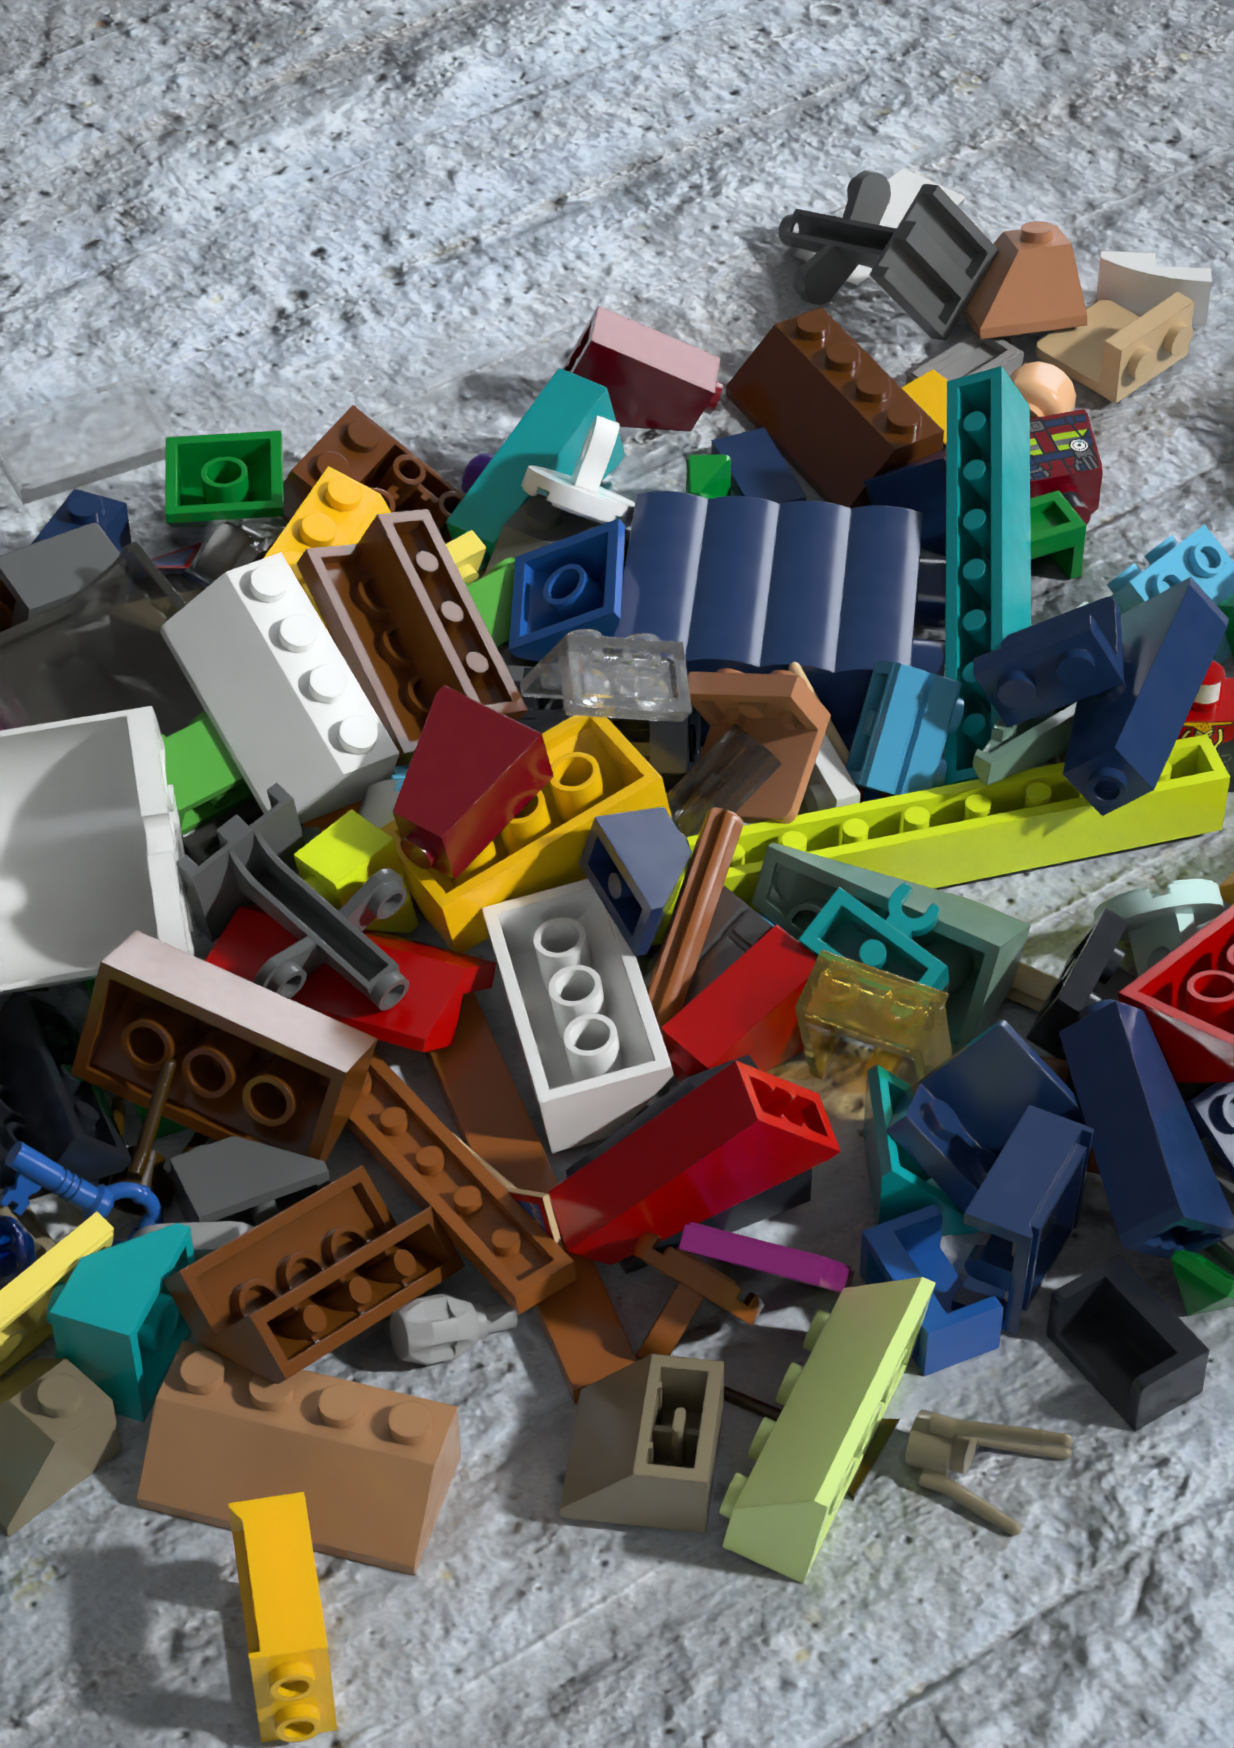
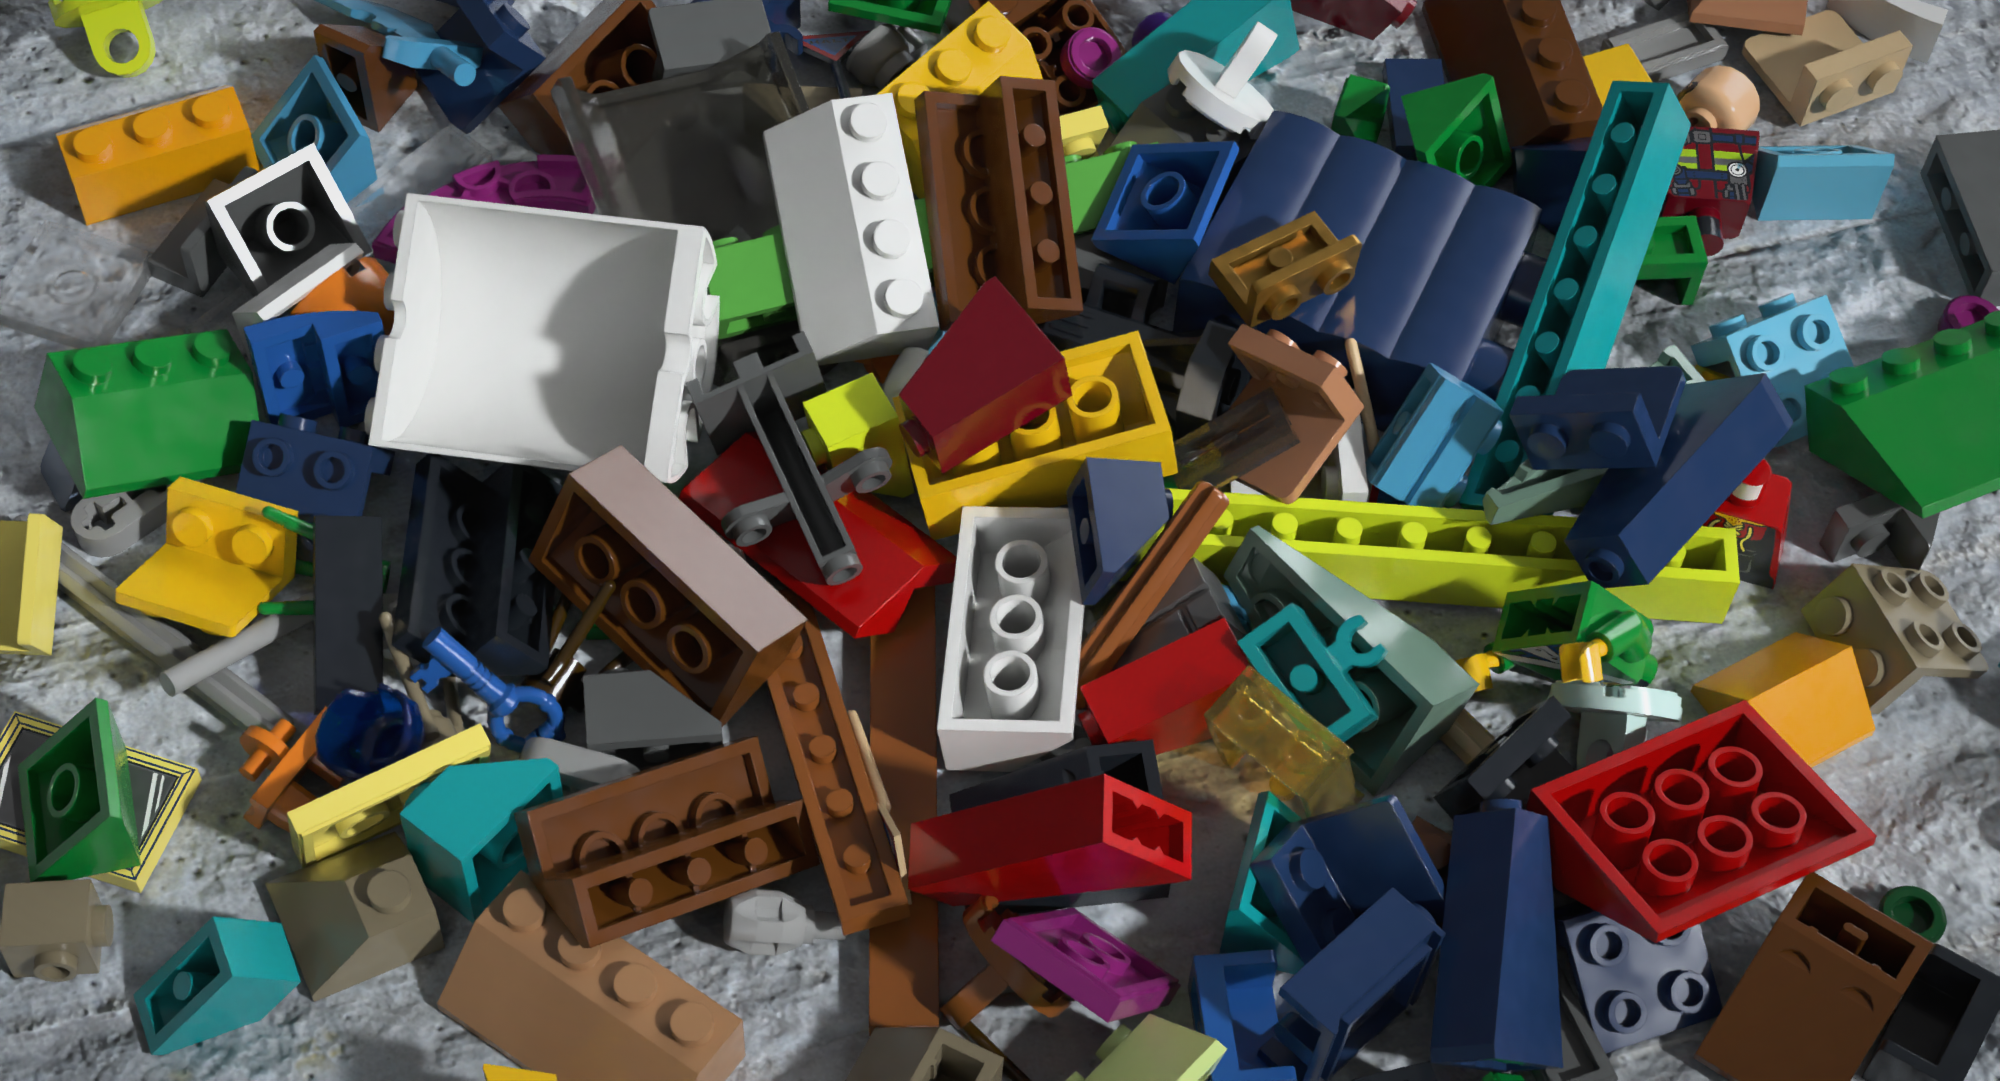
camera: 15 degrees right, 10 degrees up
(437, 495) = (1088, 55): none -> magenta tile
(614, 677) = (1167, 313): clear bracket -> none
(715, 612) = (1285, 269): none -> pearl gold bracket
(811, 464) = (1460, 128): none -> green slope
(1092, 860) = (1569, 636): none -> green torso
(1157, 442) = (1819, 182): none -> medium azure slope

